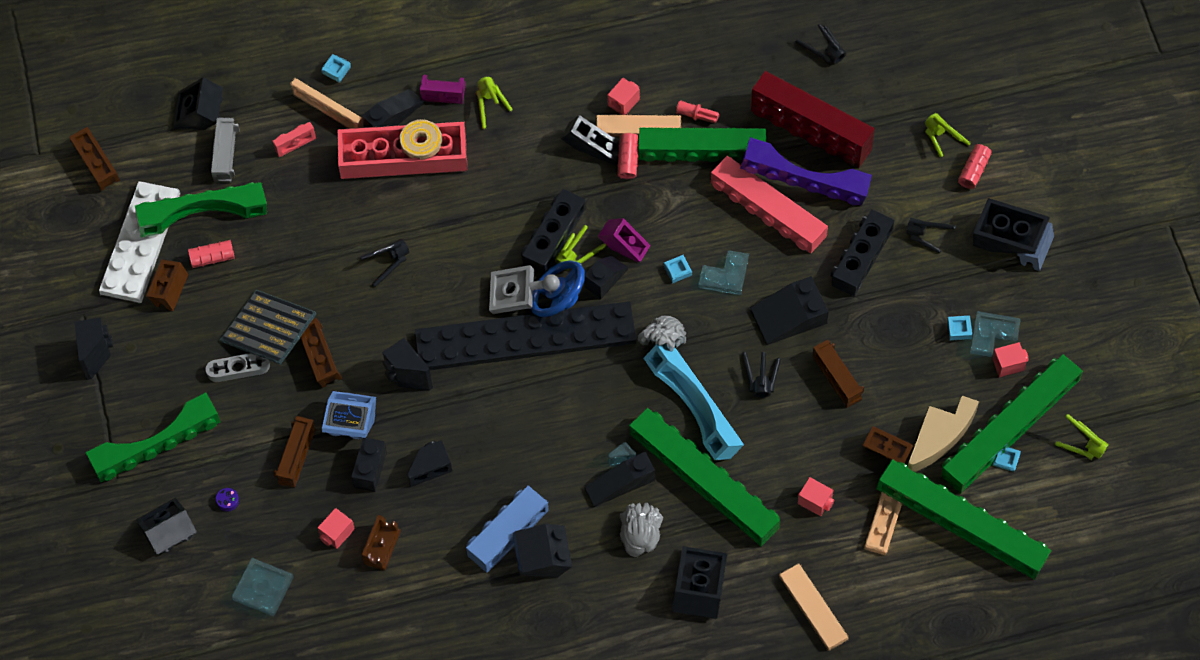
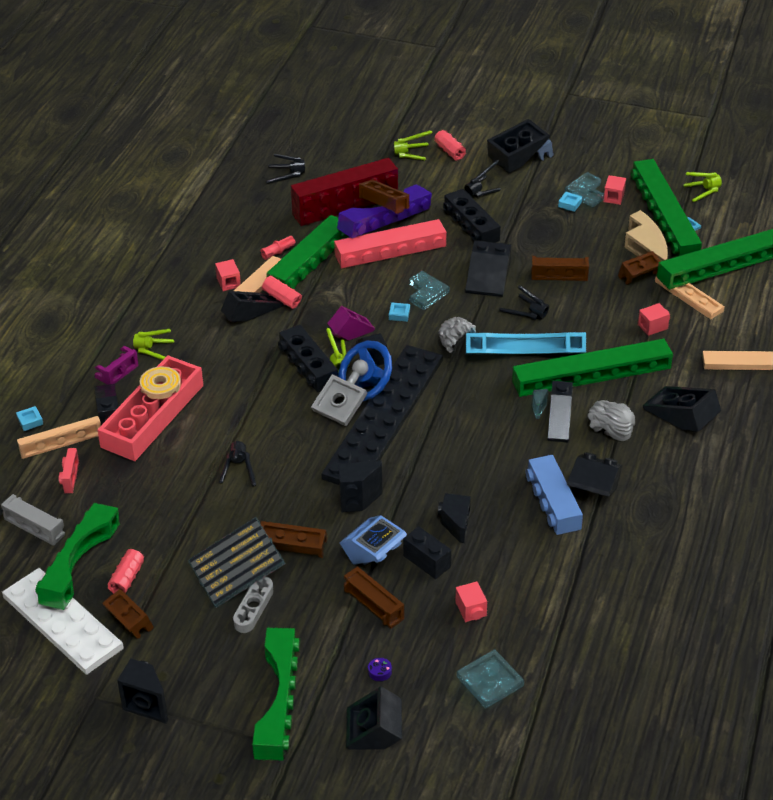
camera: 60 degrees left, 20 degrees down
(381, 543) = (506, 581): reddish brown hinge -> none
(810, 159) = (384, 195): none -> reddish brown container

